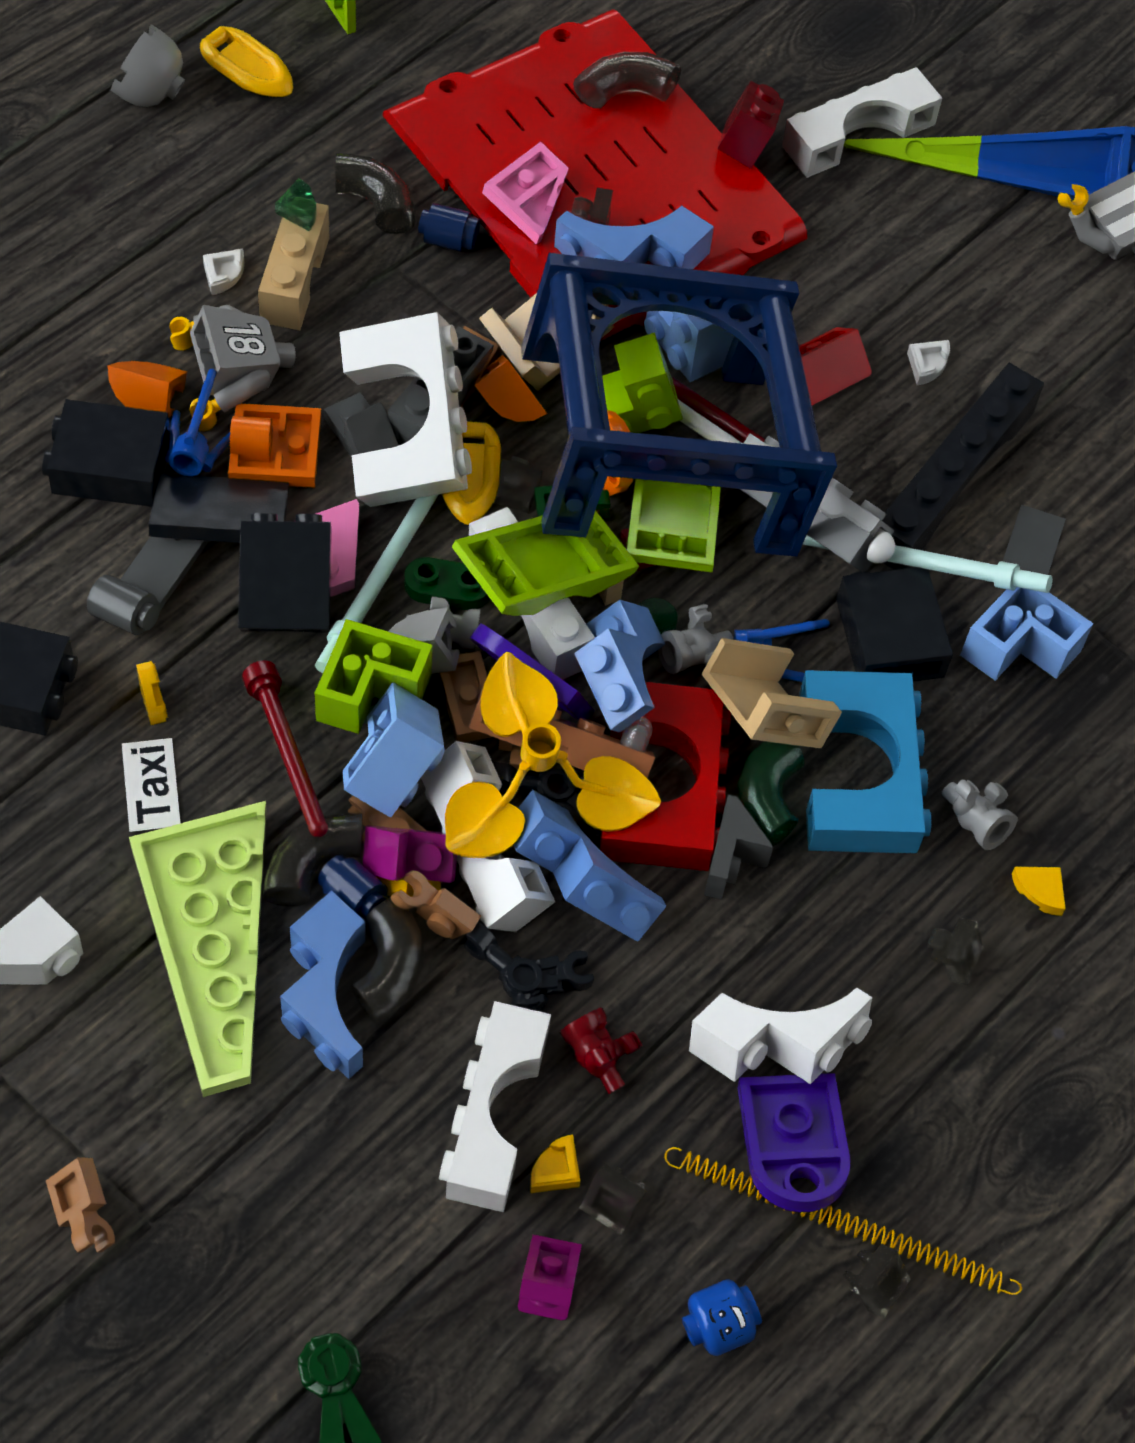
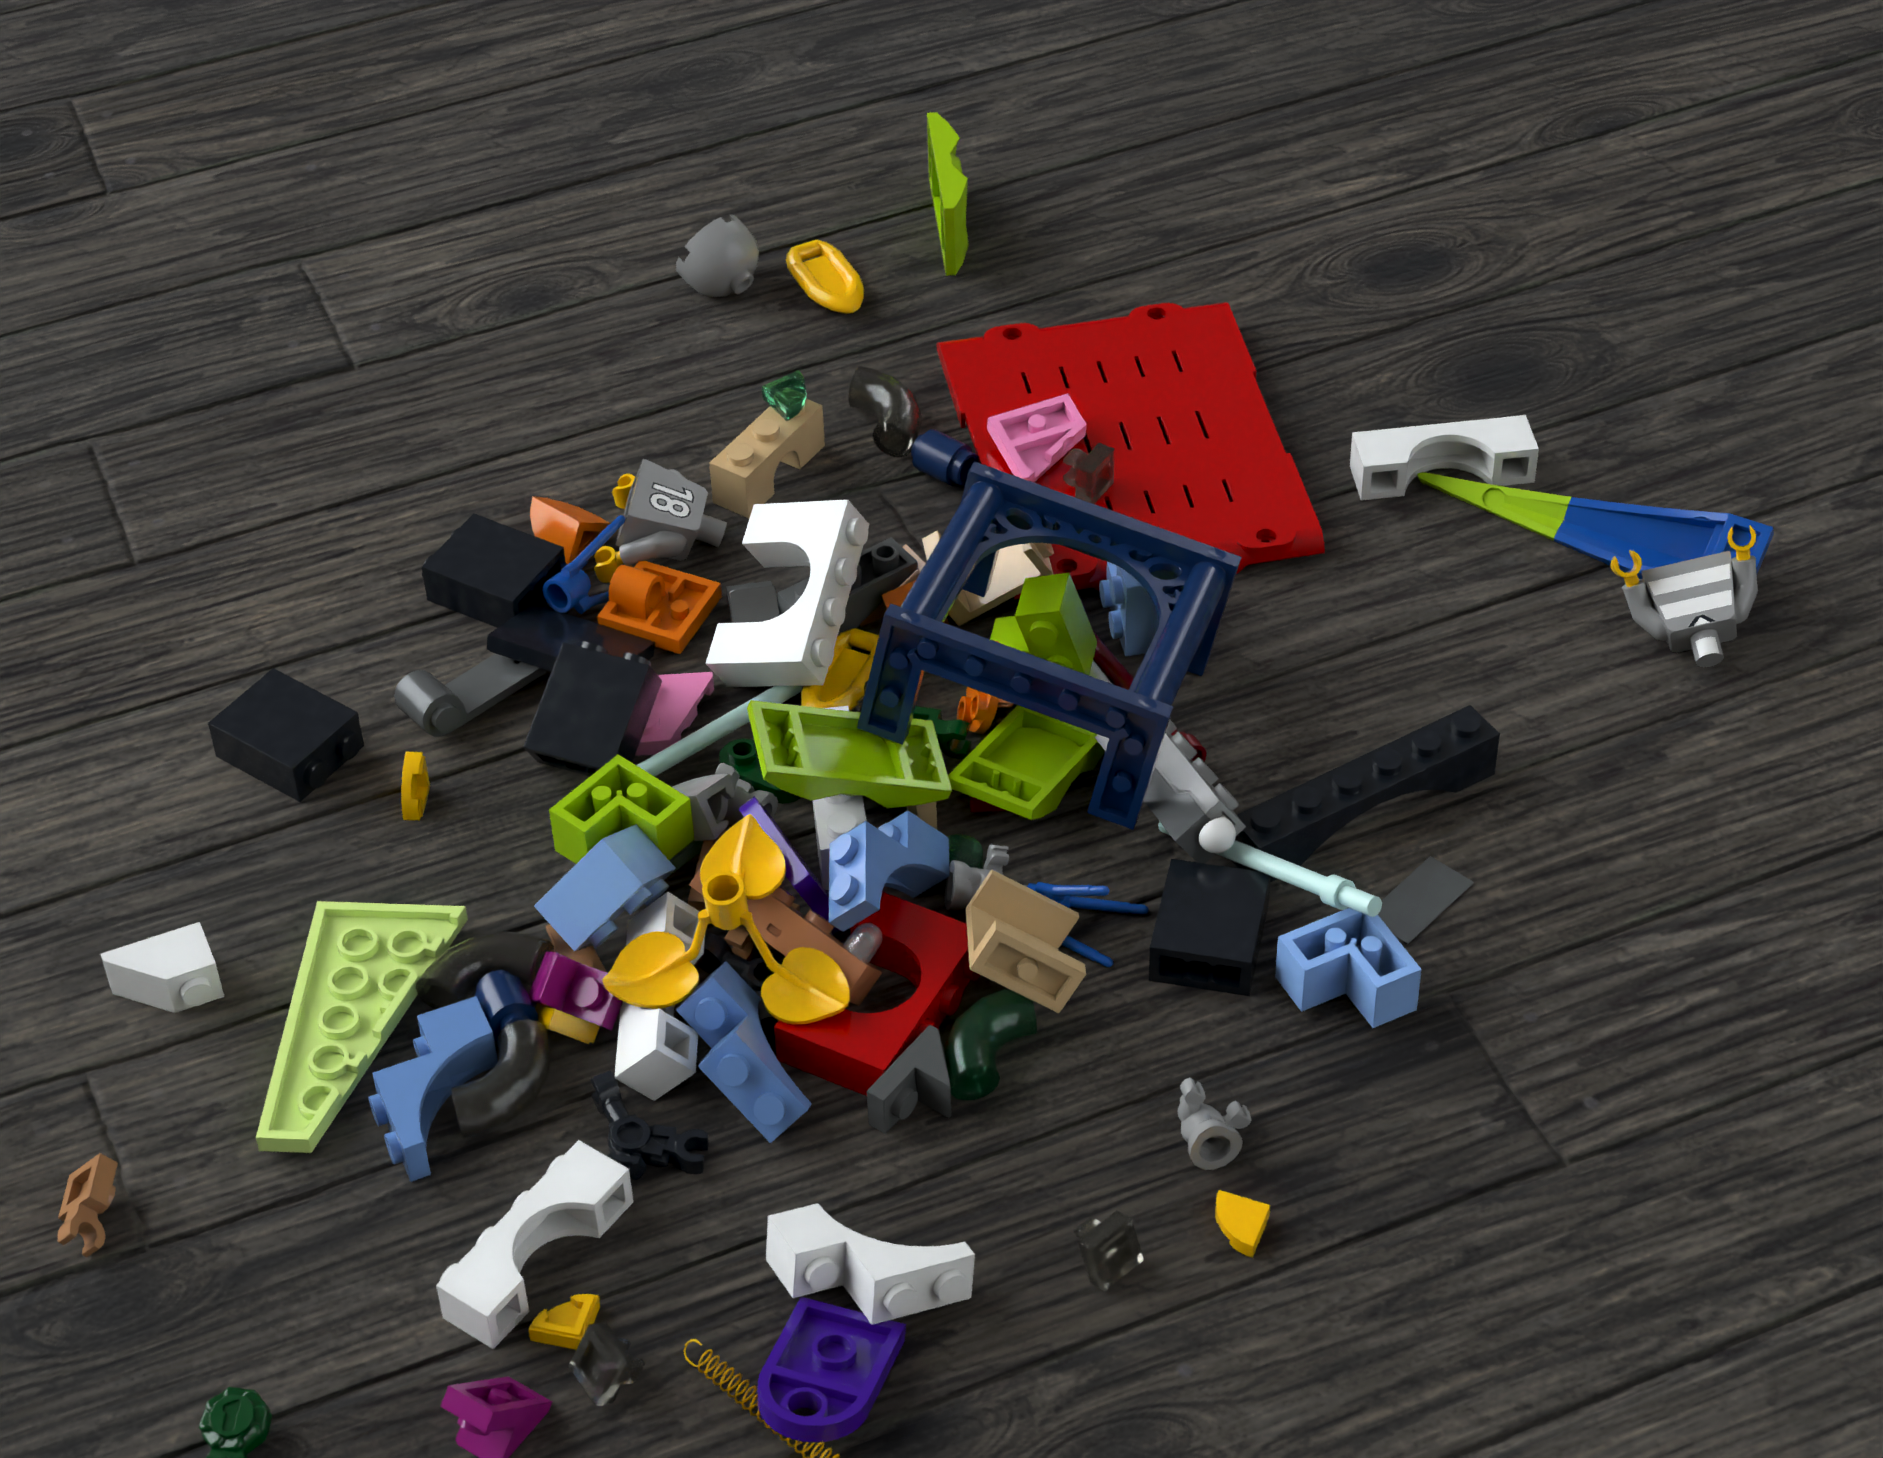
camera: 30 degrees right, 15 degrees down
(150, 784) = (373, 867): white sticker -> none
(223, 269) = (701, 447): white tile -> none
(264, 685) = (525, 808): dark red piece -> none
(442, 910) = (578, 1048): medium nougat plate -> none
(597, 1050) = (666, 1221): dark red piece -> none
(626, 73) = (1196, 355): clear smoke cylinder -> none
(672, 241) = (1163, 504): medium blue arch -> none
(751, 123) = (1308, 427): dark red brick -> none
(834, 362) = (1276, 672): red panel -> none
(891, 814) = (1108, 1097): dark azure arch -> none
(928, 360) = (1400, 695): white tile -> none

